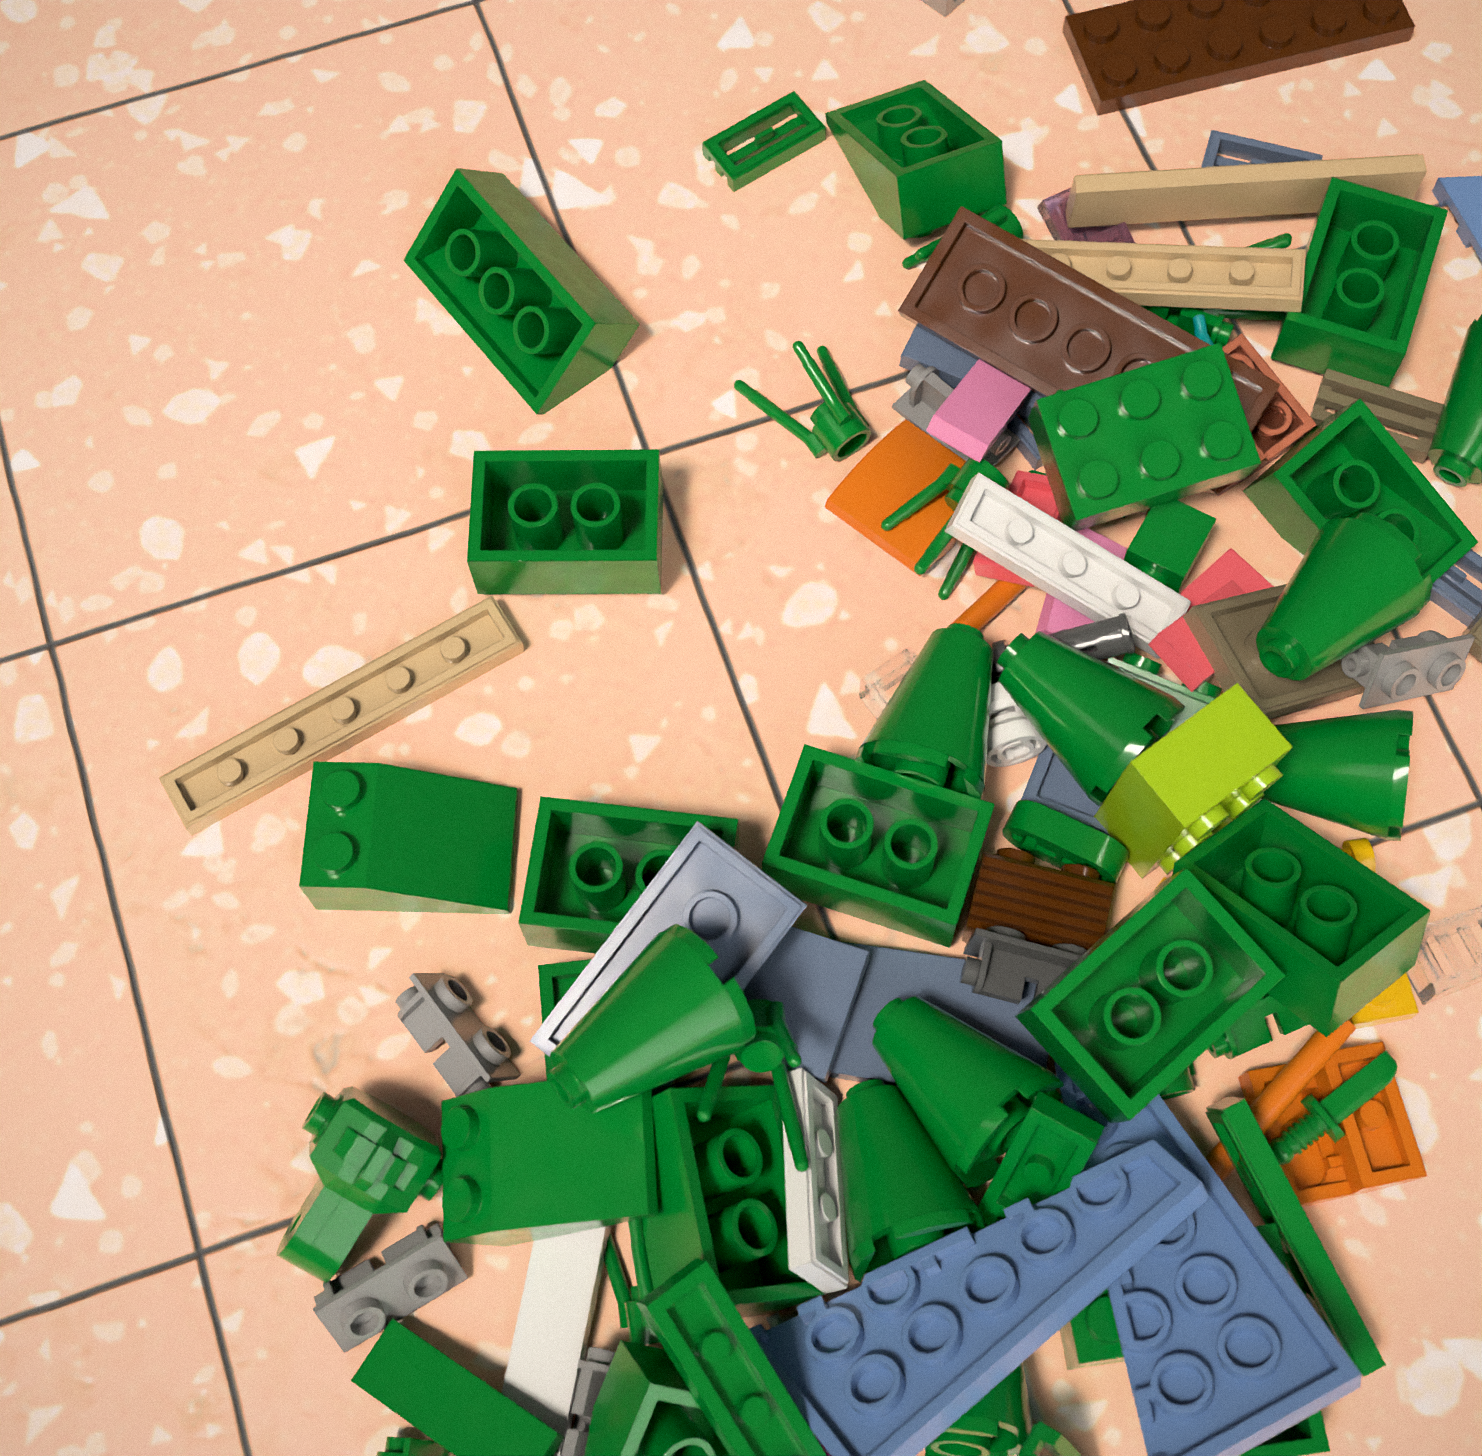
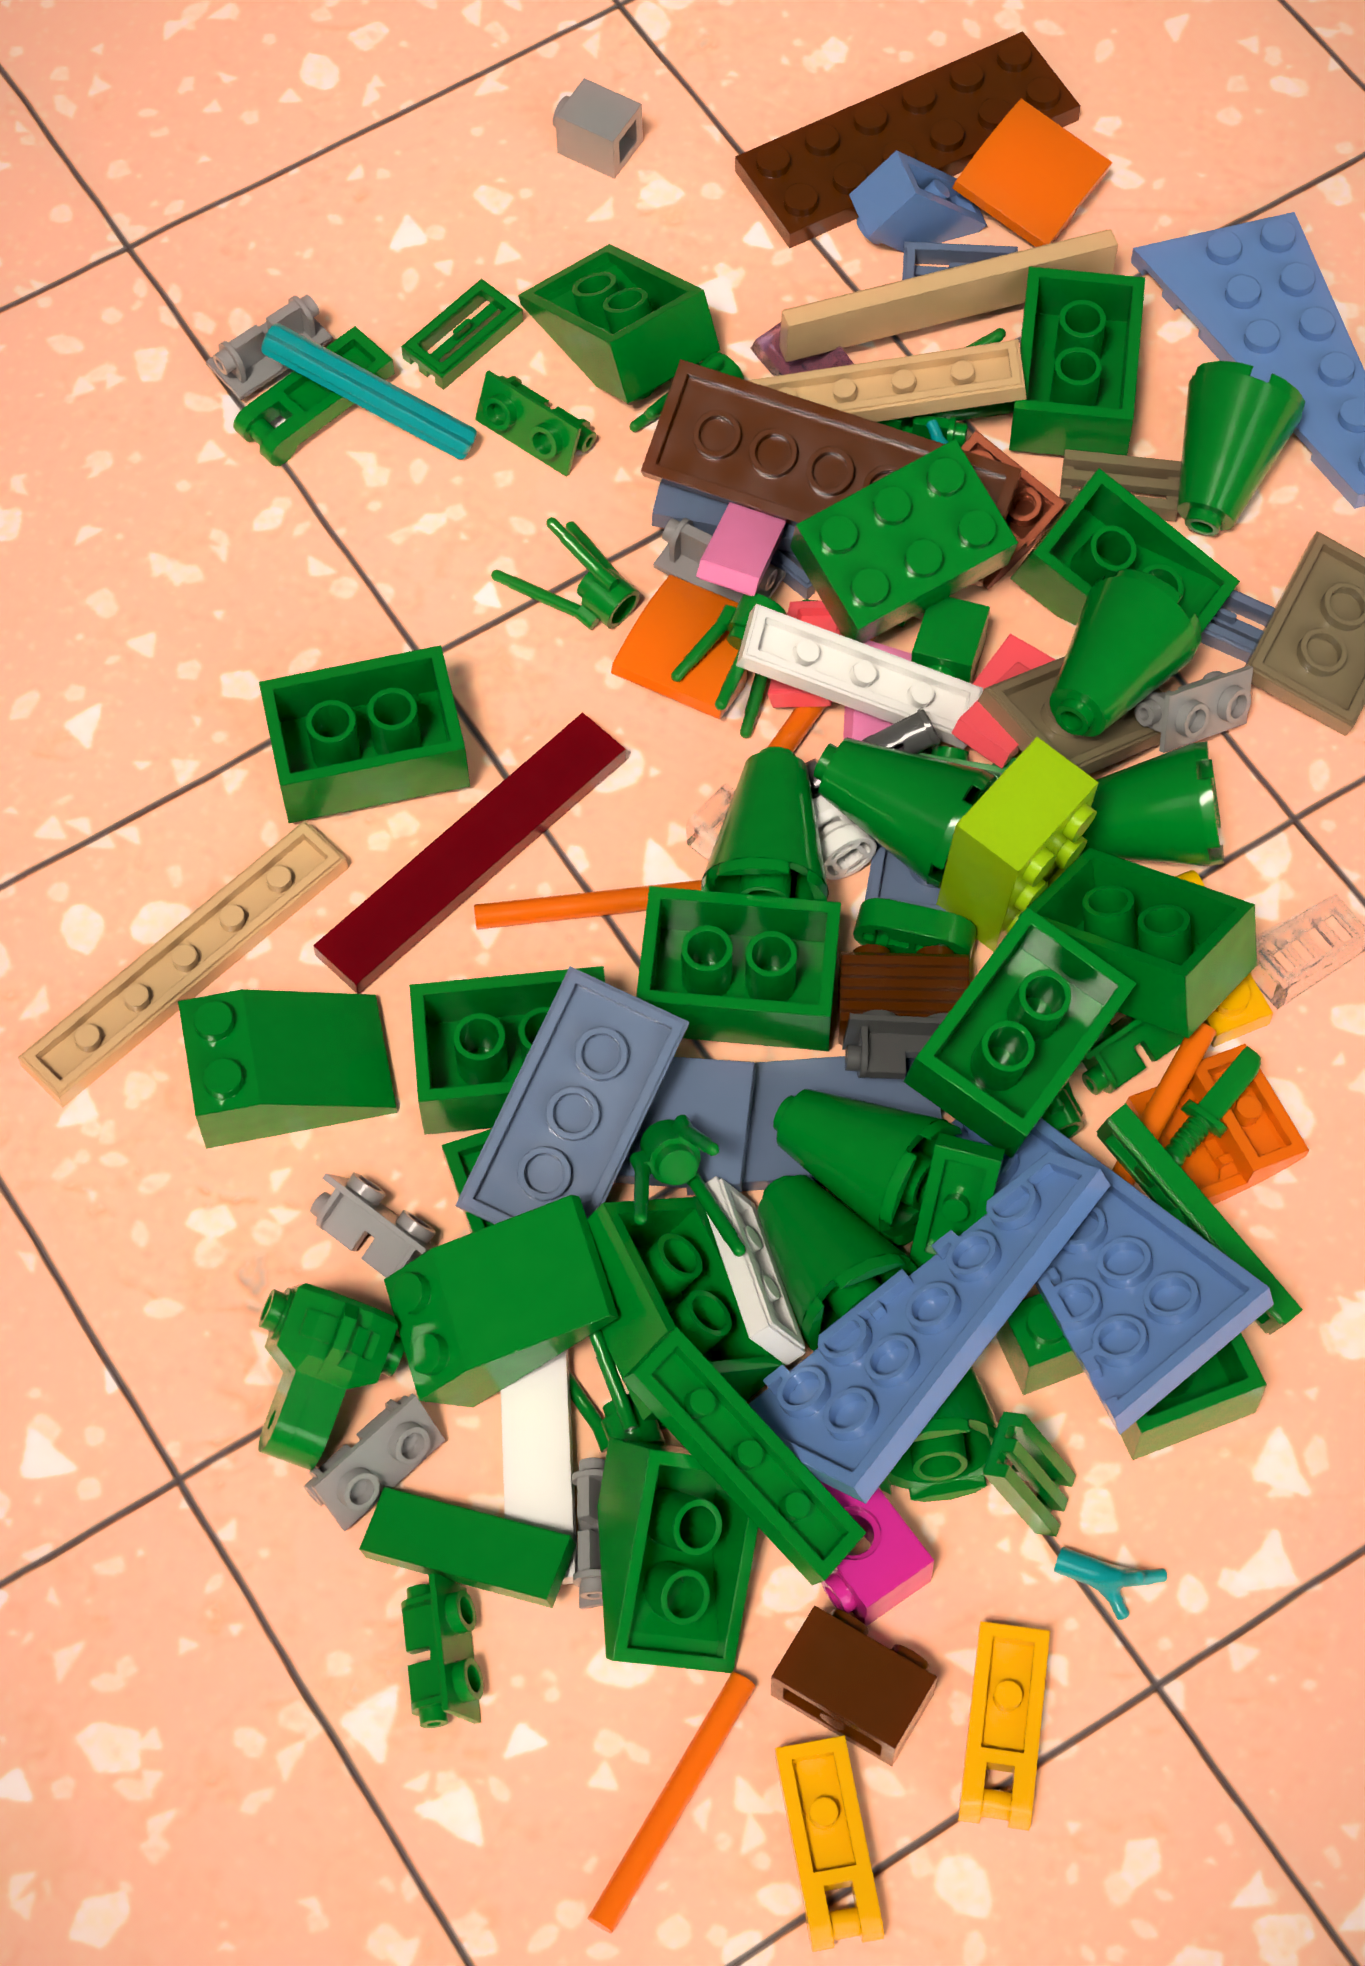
camera: 15 degrees left, 5 degrees down
(518, 289) = (253, 524): green slope -> none
(576, 123) = (241, 361): none -> light grey hinge
(608, 174) = (304, 402): none -> green plate
(643, 662) = (469, 853): none -> dark red tile
(652, 1025) = (578, 1142): green cone -> none
(657, 180) = (368, 391): none -> teal axle
(737, 738) = (569, 906): none -> orange bar
(803, 239) = (530, 424): none -> green hinge
(1229, 94) = (912, 204): none -> medium blue slope
(1353, 85) = (1032, 174): none -> orange slope

